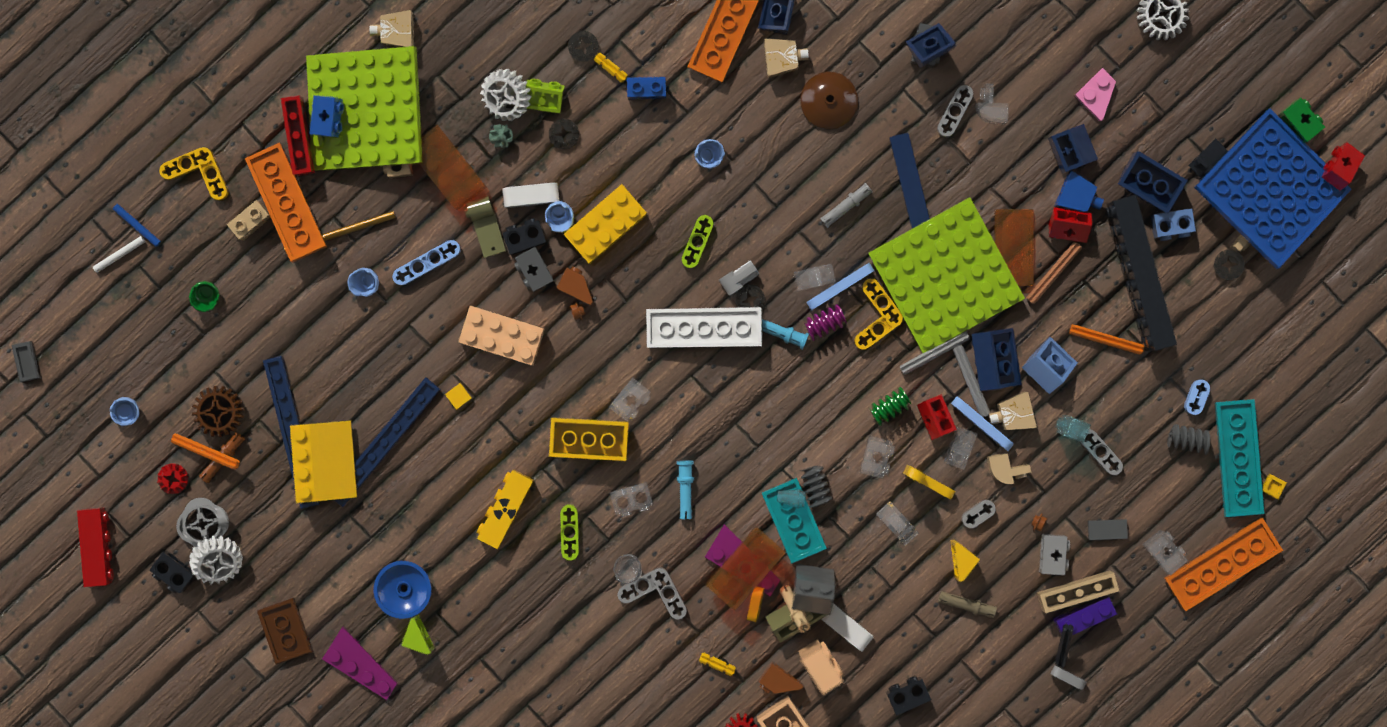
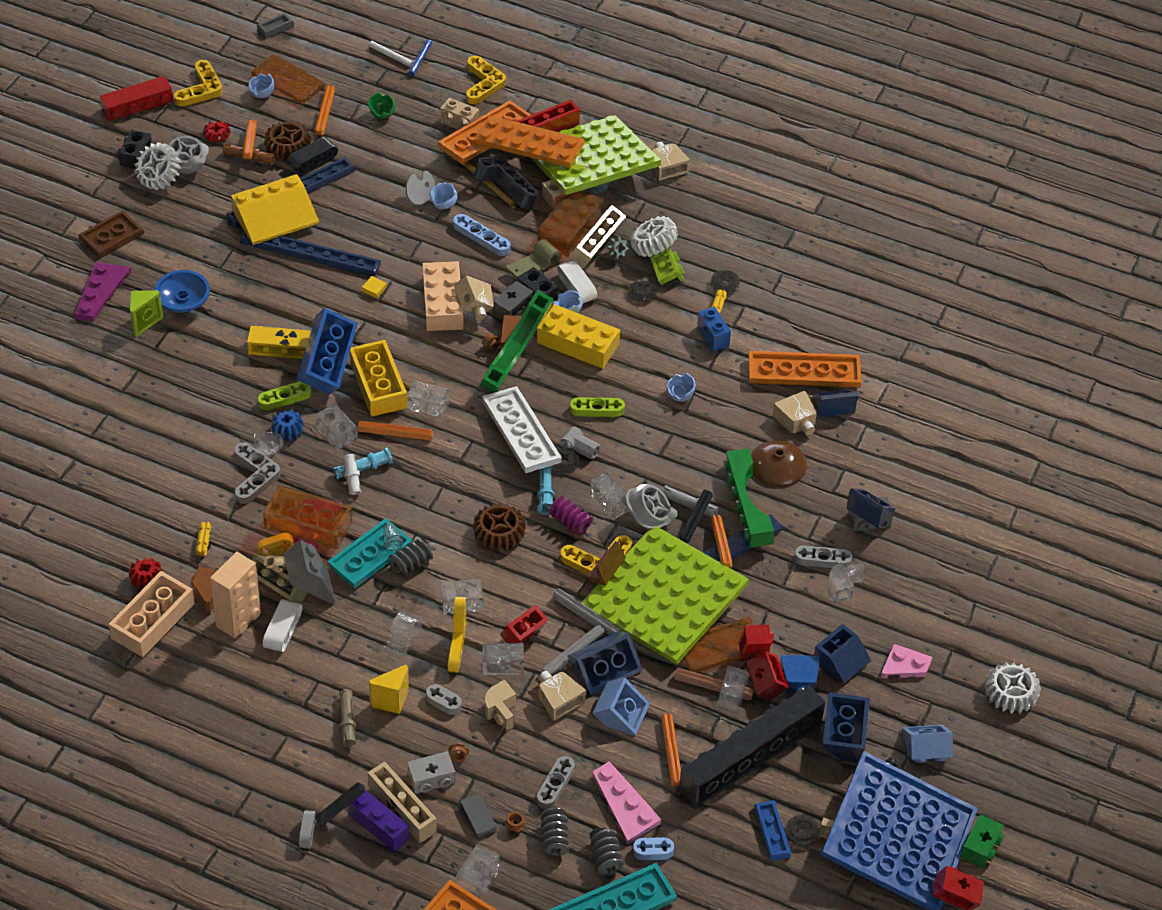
camera: 65 degrees right, 40 degrees down
(101, 470) = (183, 98): none -> yellow beam
(117, 377) = (289, 79): none -> clear orange tile
(182, 356) = (324, 110): none -> orange axle
(250, 393) = (312, 155): none -> black beam
(320, 123) = (575, 126): blue brick -> none
(331, 169) = (529, 141): none -> orange plate
(343, 305) = (416, 190): none -> light grey piece
(369, 210) = (508, 179): none -> black beam
(482, 150) = (597, 237): none -> tan brick
(525, 307) = (474, 296): none -> tan torso
(546, 479) = (327, 351): none -> blue brick
(586, 271) = (517, 342): none -> green arch
(617, 539) = (287, 424): none -> blue gear
(653, 443) = (395, 430): none -> orange axle
(698, 505) = (352, 474): none -> white pin
(824, 383) = (500, 532): none -> reddish brown gear
(836, 244) = (649, 506): none -> light grey piece
(840, 286) = (612, 519): light blue beam -> none
(870, 208) = (696, 516): none -> black axle
(890, 406) = (514, 591): green piece -> none
(899, 316) = (607, 564): none -> reddish brown panel
(908, 159) = (757, 525): none -> green arch
(909, 198) = (721, 541): none -> orange axle
(910, 700) = (231, 699): black brick -> none
(983, 424) = (531, 680): light blue beam -> none
(1041, 223) = (754, 640): none -> red brick
(1072, 428) = (568, 738): clear light blue brick -> none
(1077, 263) = (732, 690): none -> clear brick
(1127, 506) = (515, 817): none -> dark orange plate
(1145, 401) = (630, 810): none -> bright pink wing
(1156, 474) = (554, 832): none -> dark grey piece
(1172, 220) = (819, 762): medium blue brick -> none
(1187, 116) = (928, 742): none -> medium blue slope
(1217, 289) = (772, 830): none -> blue tile

